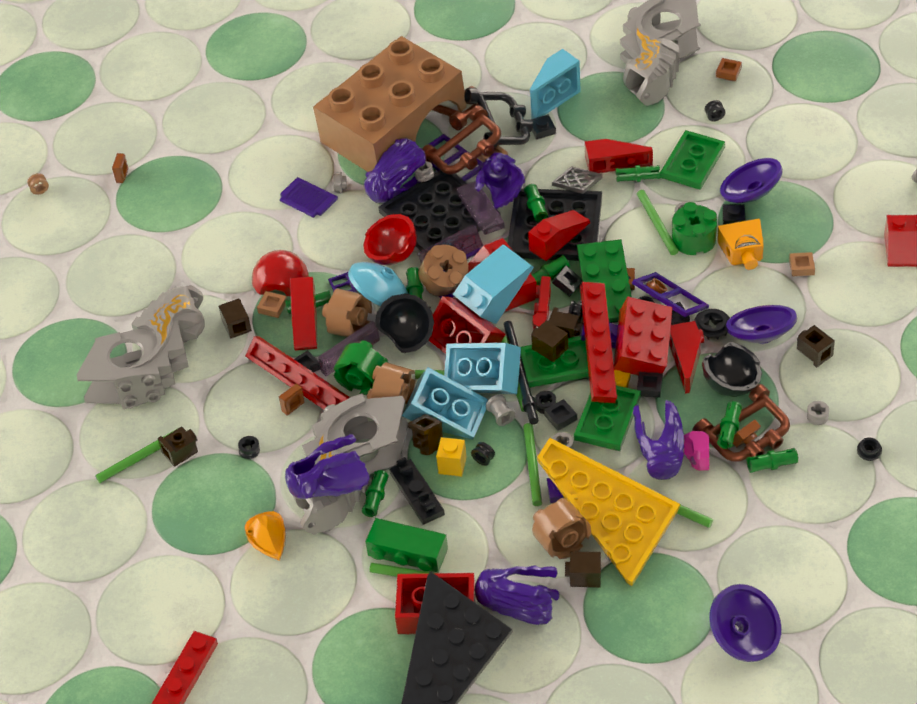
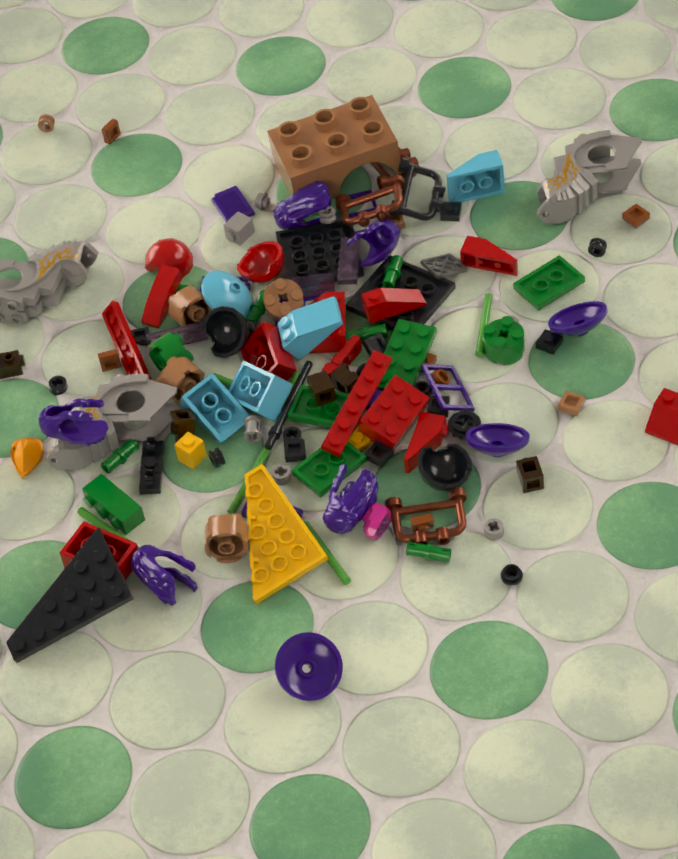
camera: 30 degrees right, 0 degrees up
(235, 318) = (112, 281): dark brown brick -> none
(271, 304) = (145, 280): medium nougat plate -> none
(335, 217) = (239, 228): none -> light grey brick
(584, 569) = (226, 576): dark brown brick -> none
(638, 173) = (495, 278): green pin -> none
(729, 425) = (411, 509): green pin -> none
(742, 242) = (537, 367): light orange torso -> none

